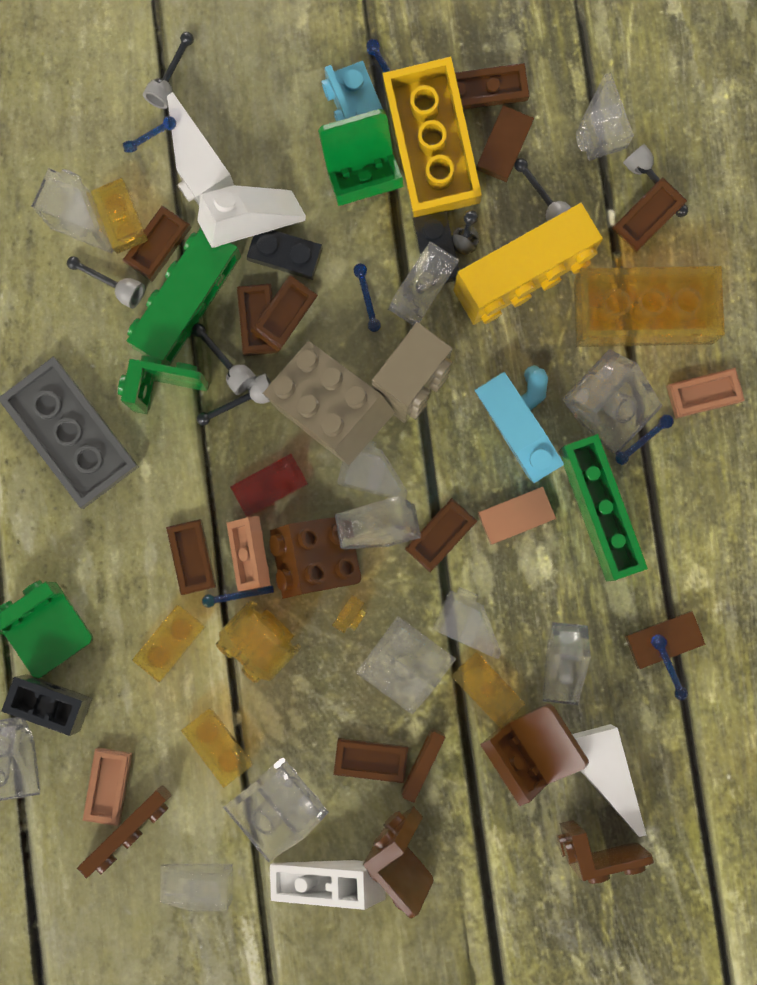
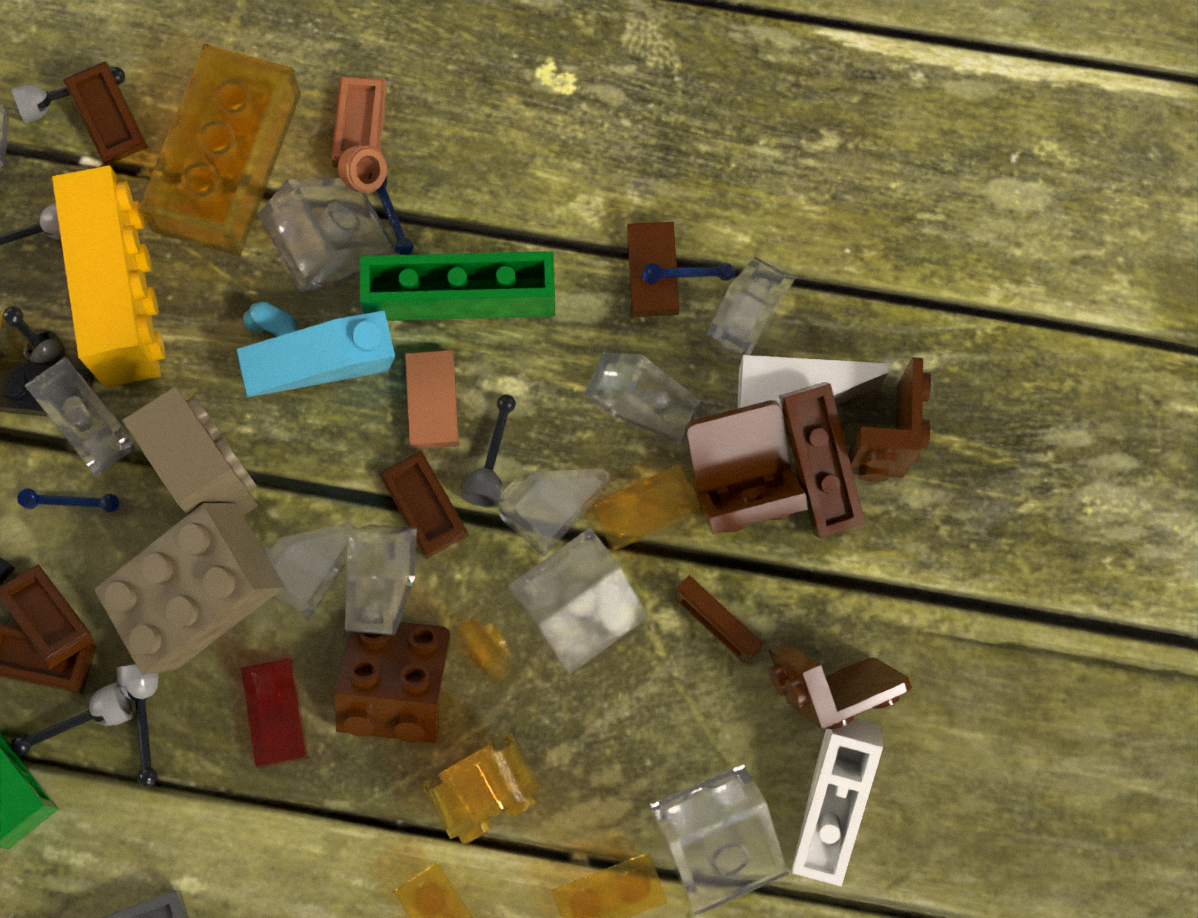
camera: 75 degrees left, 10 degrees down
(141, 374) = (52, 817): green bracket -> none
(191, 557) = (334, 854): reddish brown tile -> none
(209, 600) = (404, 847): hinge -> none
(248, 553) = (357, 768): nougat plate -> none
(370, 760) = (692, 690): reddish brown tile -> none
(466, 571) = (483, 485): none -> hinge
(559, 806) = (822, 459): none -> reddish brown plate
(659, 721) = (750, 306): none -> clear slope
(664, 404) = (357, 177): none -> nougat piece

